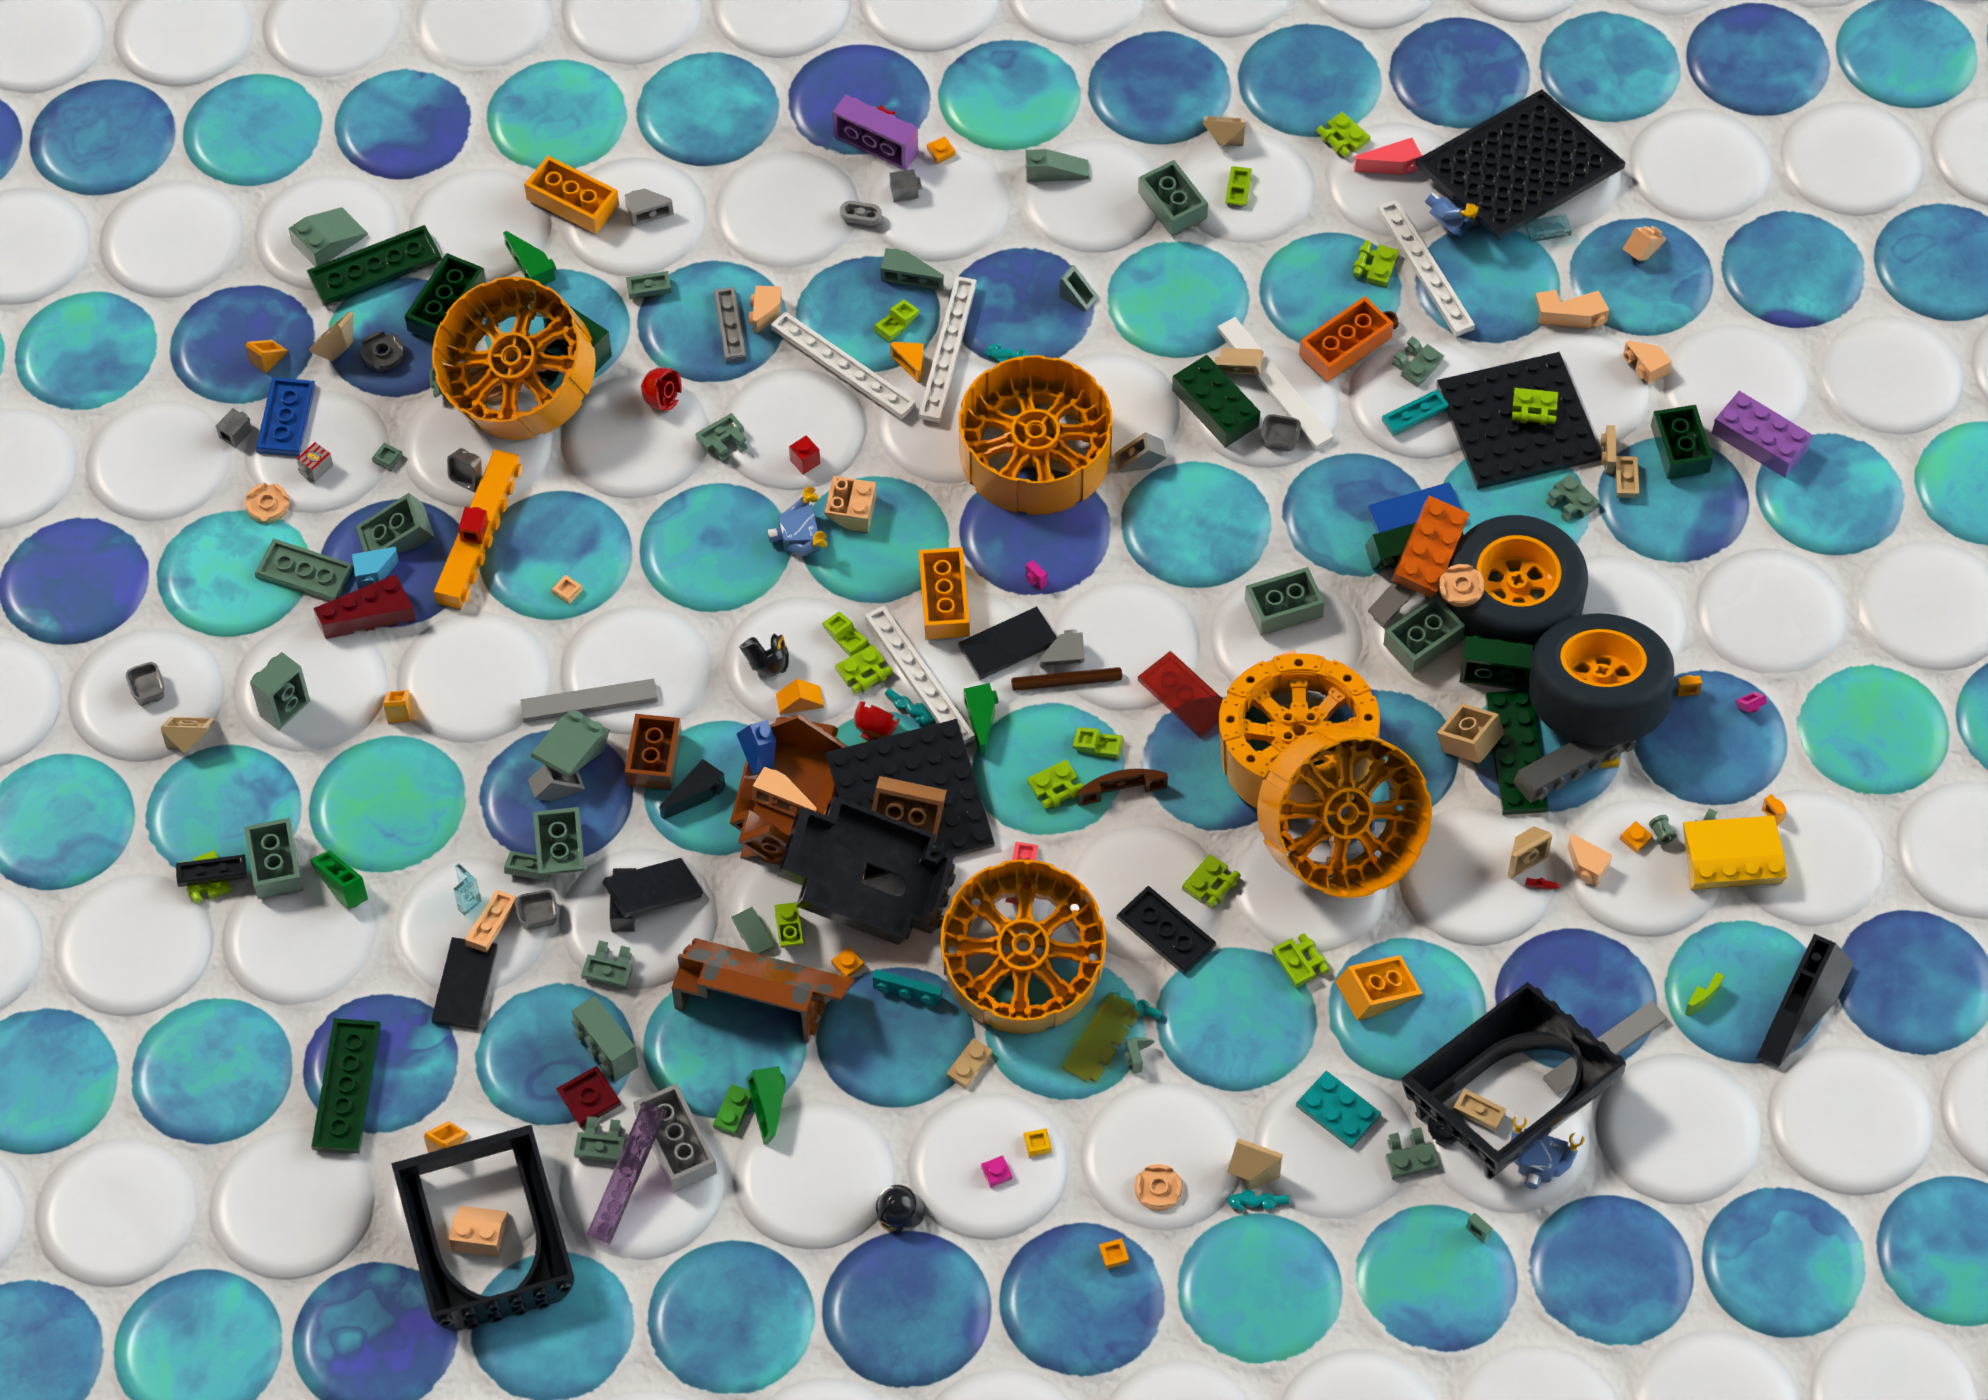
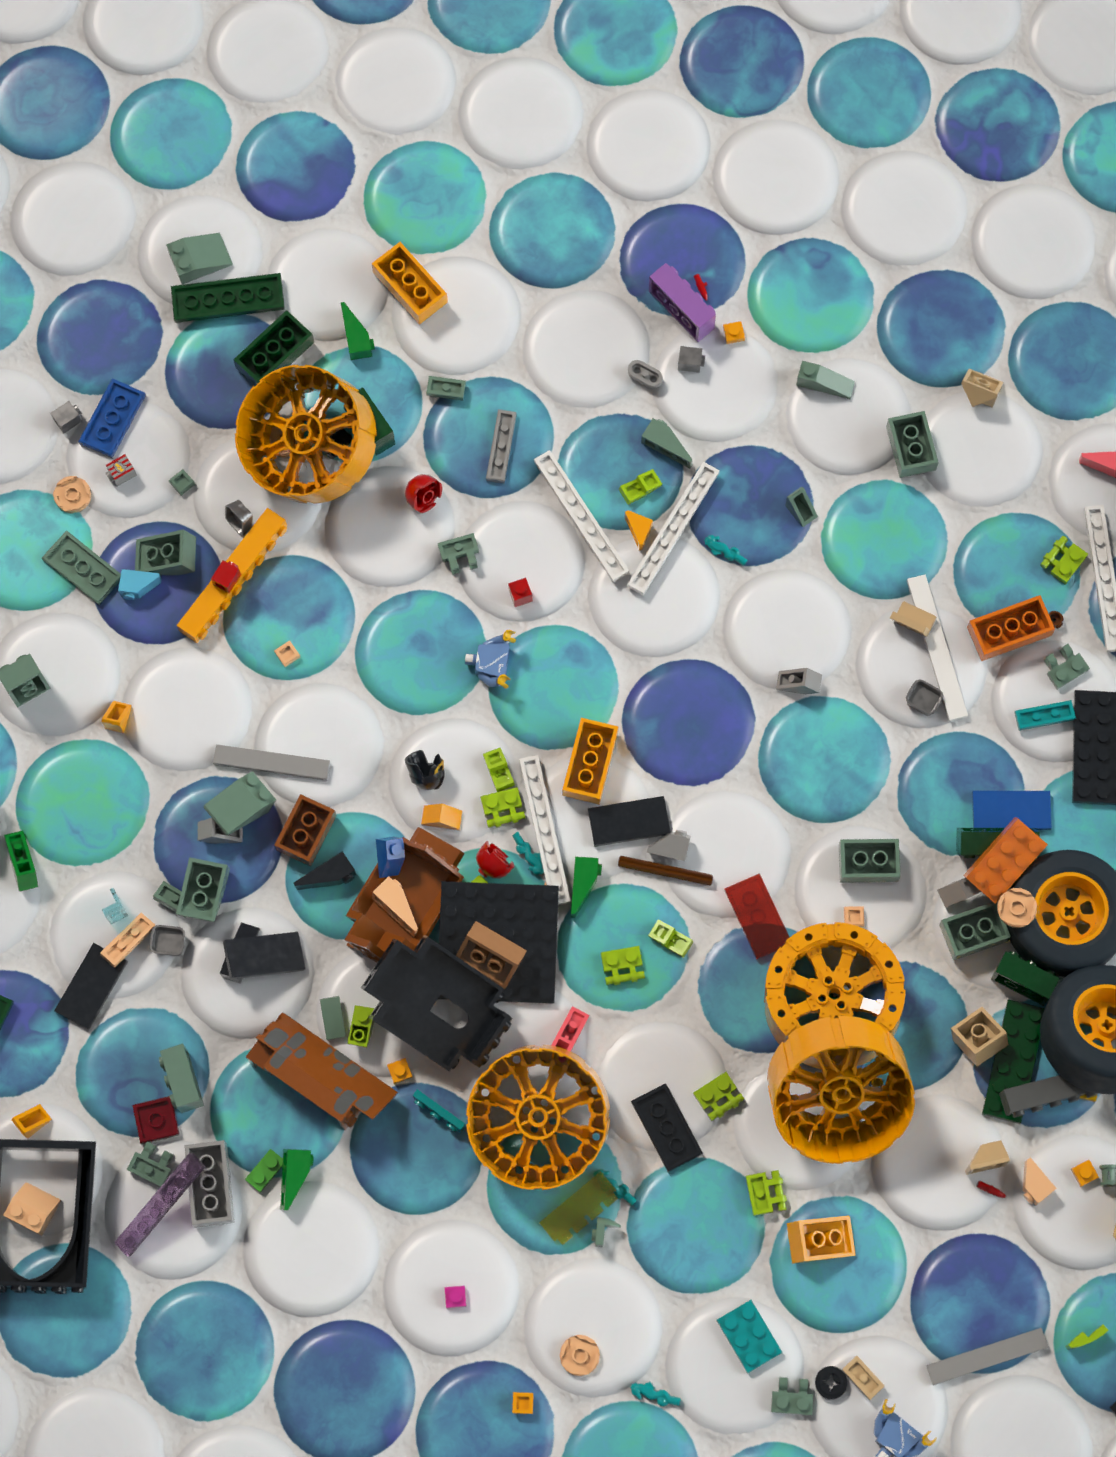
camera: 20 degrees right, 15 degrees up
(264, 354) = (114, 354): light orange slope -> none
(335, 339) = (172, 359): tan slope -> none
(365, 609) = (119, 621): dark red wedge -> none
(386, 361) = (216, 388): dark grey plate -> none
(608, 971) = (205, 1014): sand green plate -> none
(647, 206) = (468, 311): light grey slope -> none
(767, 306) = (535, 441): light nougat slope -> none
(851, 503) = (543, 651): light nougat slope -> none
(905, 1210) = (372, 1305): black helmet -> none
(969, 1063) = (466, 1193): tan plate -> none
(1036, 575) = (672, 767): dark pink plate -> none
(1037, 1142) = (496, 1282): yellow tile -> none
(1042, 382) = (737, 590): light orange wheel -> none
(1149, 778) = (701, 988): reddish brown slope -> none
(1216, 401) = (880, 651): dark green brick -> none
(1238, 186) = (973, 447): lime slope -> none
(1255, 1164) = (658, 1367): tan slope -> none
(1347, 131) = (1086, 422): lime plate -> none
(1515, 1025) = (921, 1315): black panel -> none

